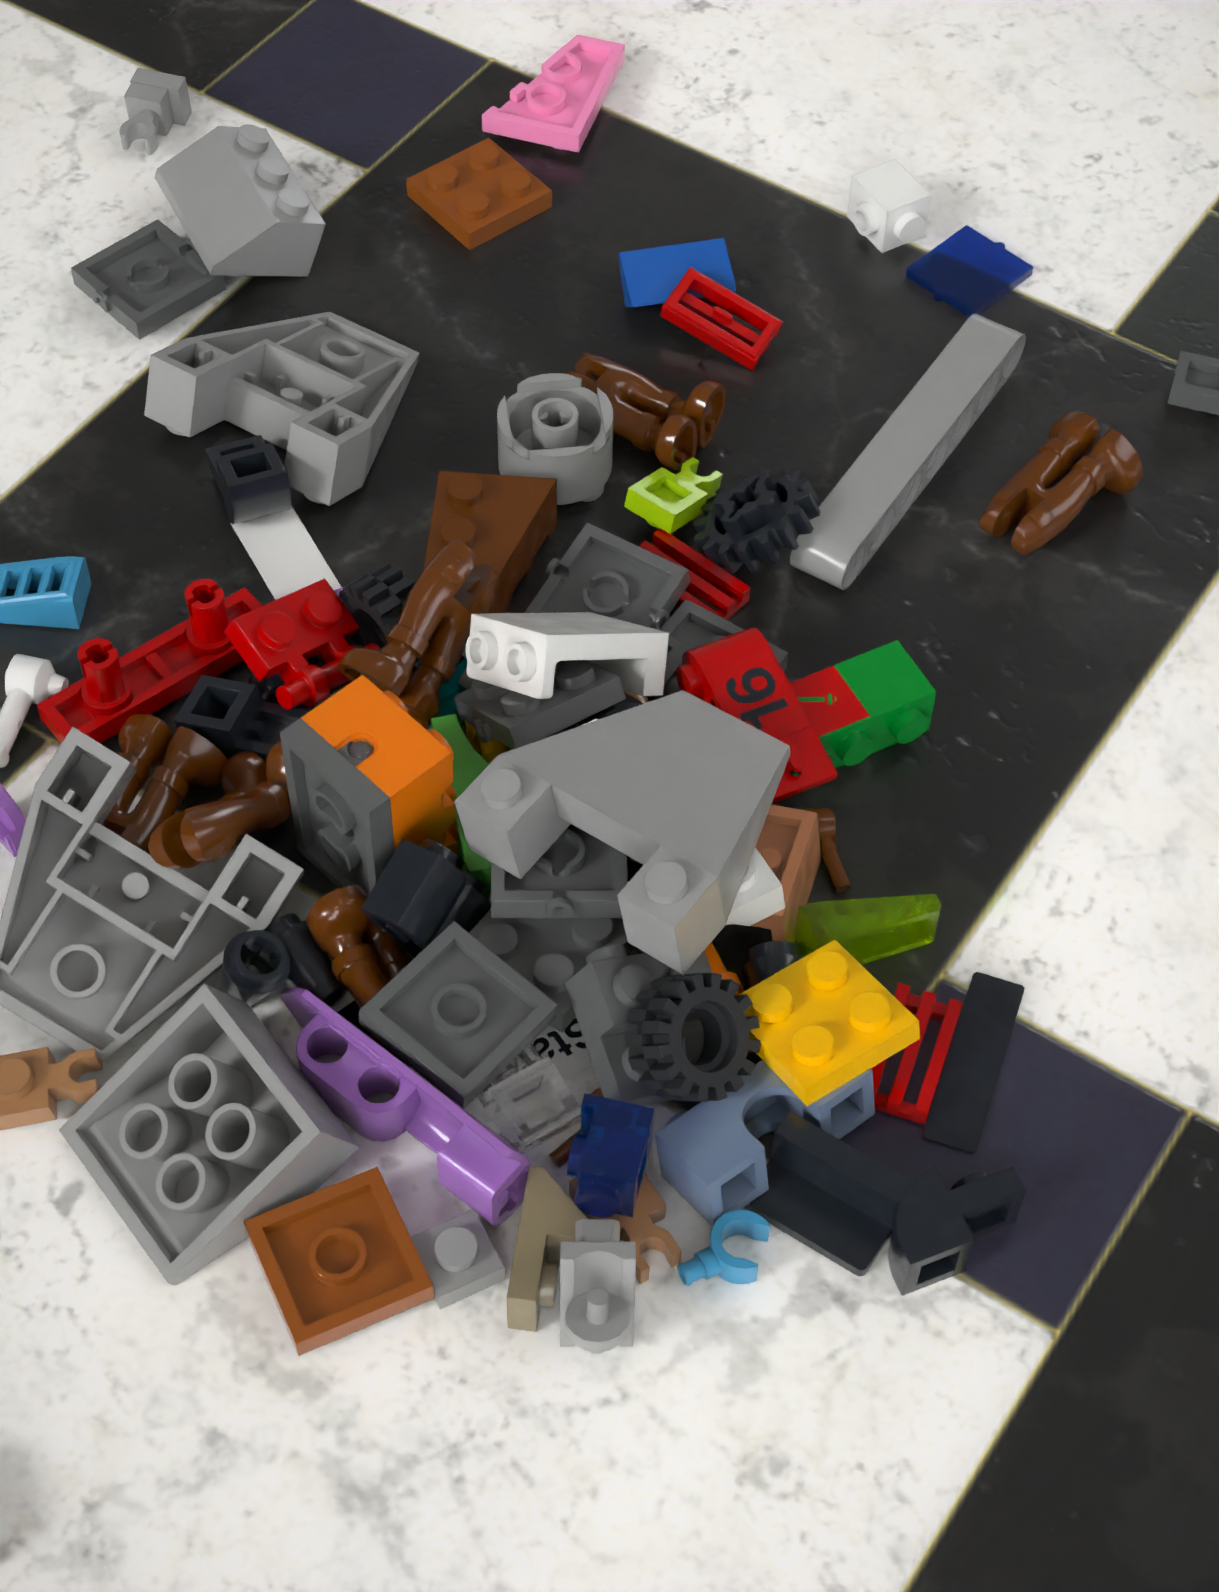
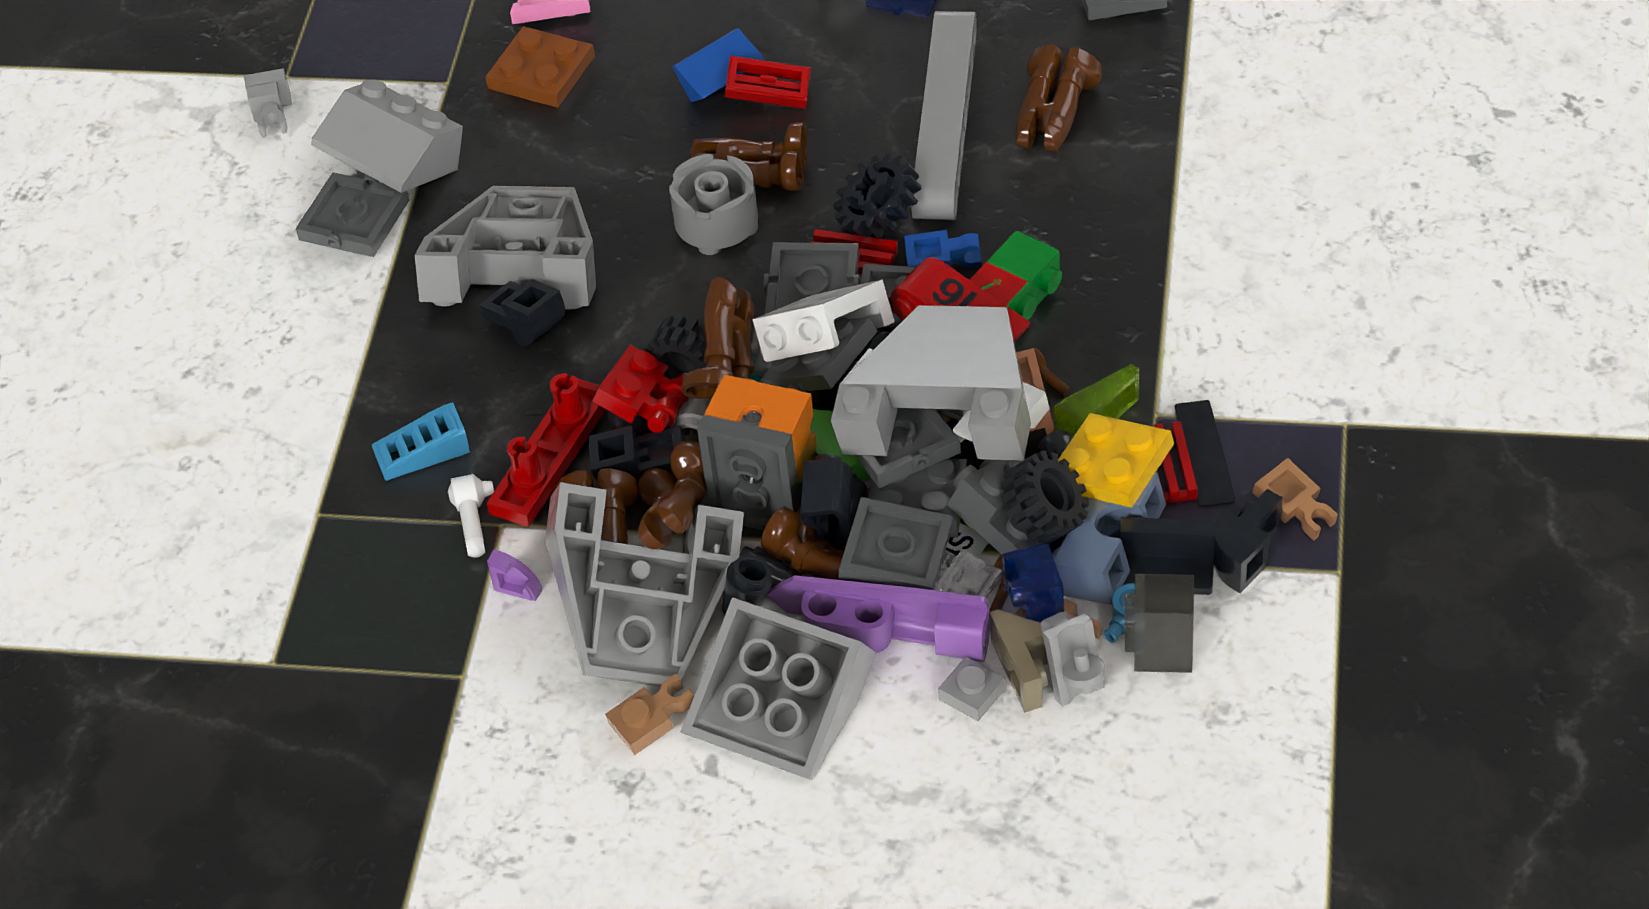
camera: 20 degrees left, 5 degrees down
(284, 553) = (576, 352): white sticker -> none
(338, 1260) = (904, 718): dark orange plate -> none
(498, 519) = (693, 263): reddish brown wedge -> none
(672, 499) = (810, 208): lime plate -> none
(747, 1300) = (1160, 623): none -> clear smoke brick
(792, 621) = (959, 250): none -> blue plate
(1054, 1189) = (1298, 497): none -> medium nougat plate

